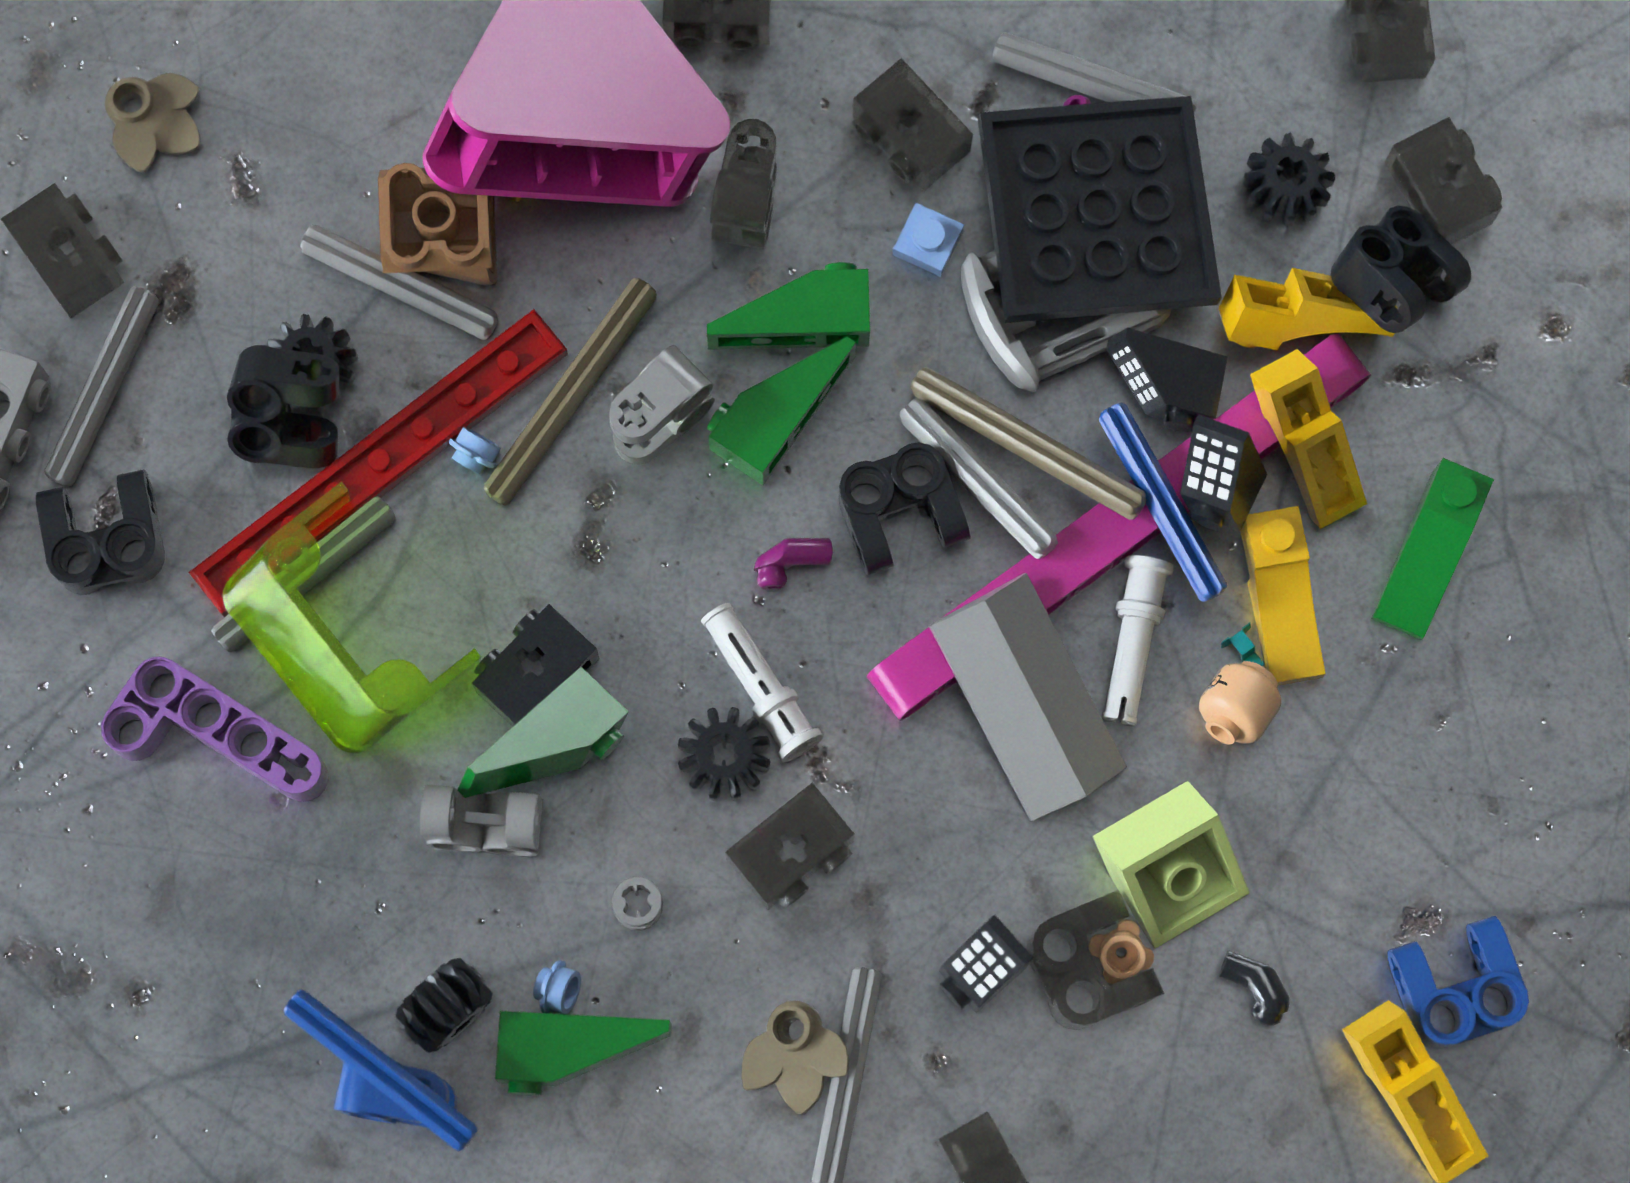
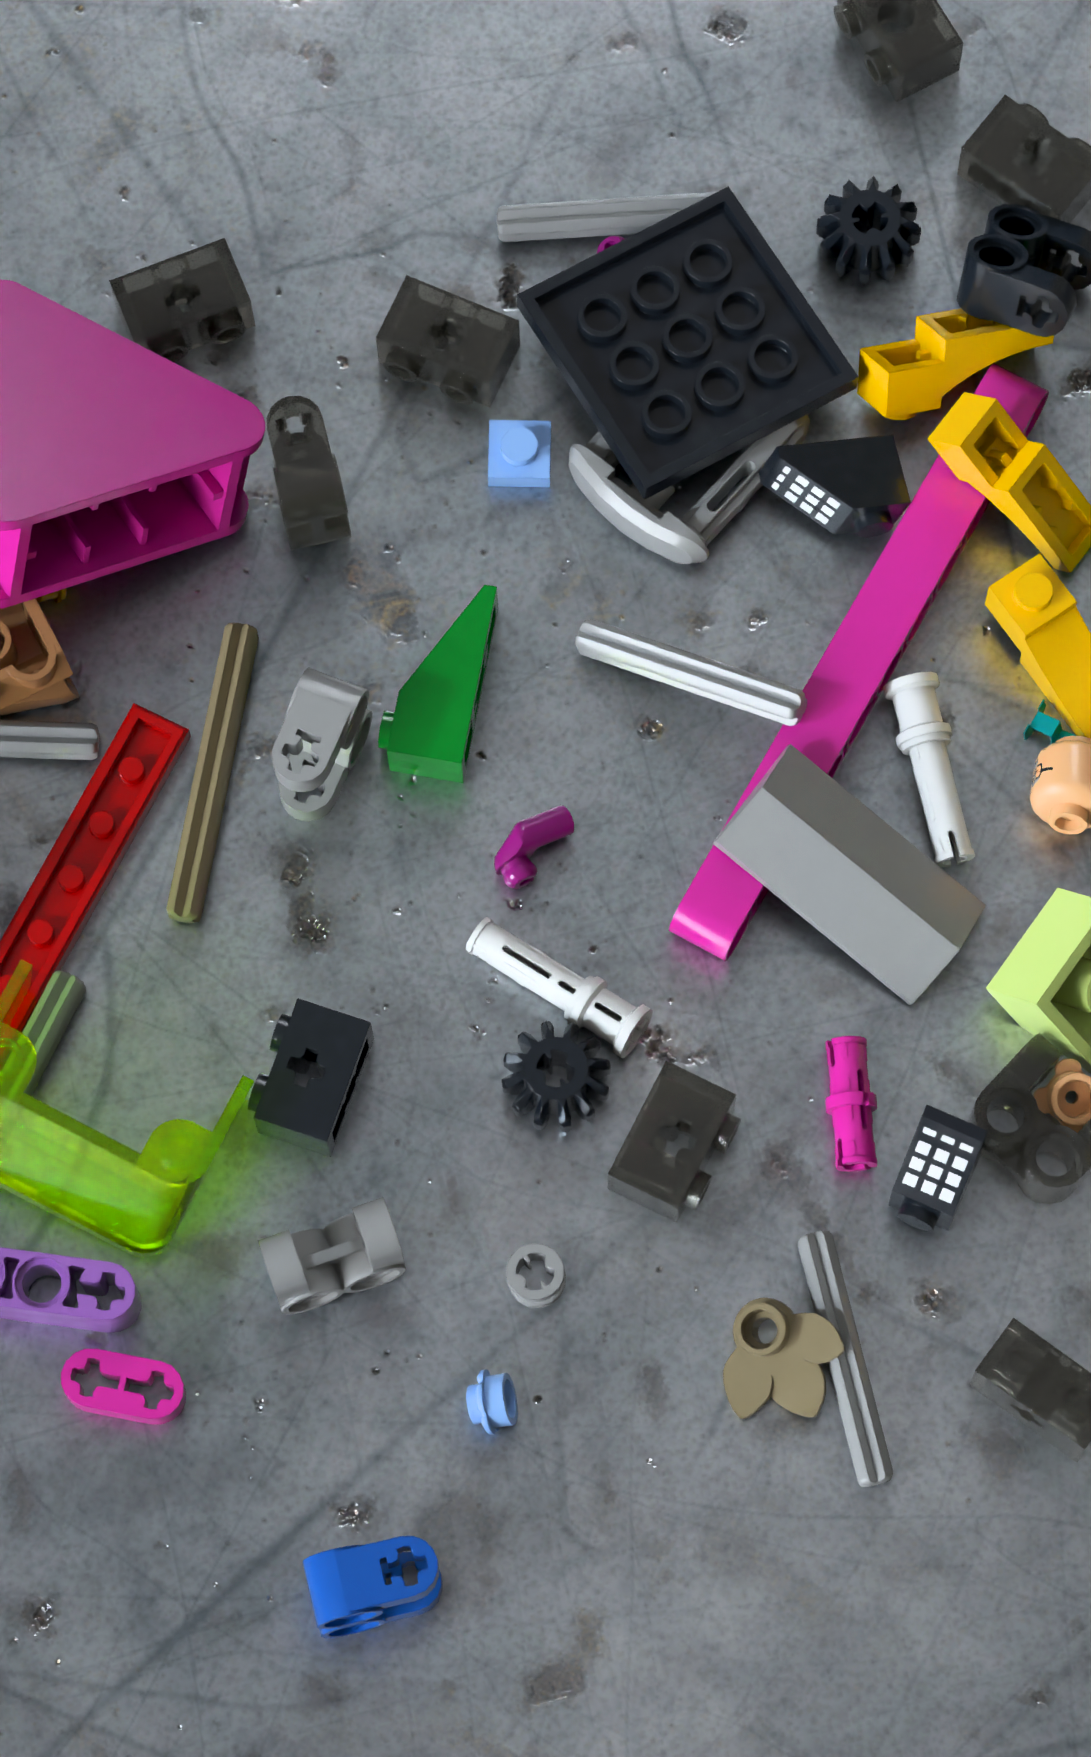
camera: 20 degrees left, 5 degrees down
(289, 836) = (127, 1371): none -> dark pink beam
(380, 1070) = (353, 1556): blue axle -> none
(443, 1005) = (381, 1469): black gear -> none
(474, 450) = (139, 877): light blue plate -> none
(552, 739) = (367, 1138): slope -> none
(558, 1047) = (524, 1461): green slope -> none
(801, 314) = (423, 585): green slope -> none
(897, 495) = (611, 727): black piece -> none
(945, 879) = (851, 1103): none -> dark pink pin
(1029, 443) = (727, 613): dark tan axle -> none
(1163, 502) = (897, 610): blue axle -> none
(1221, 475) = (947, 551): black slope -> none

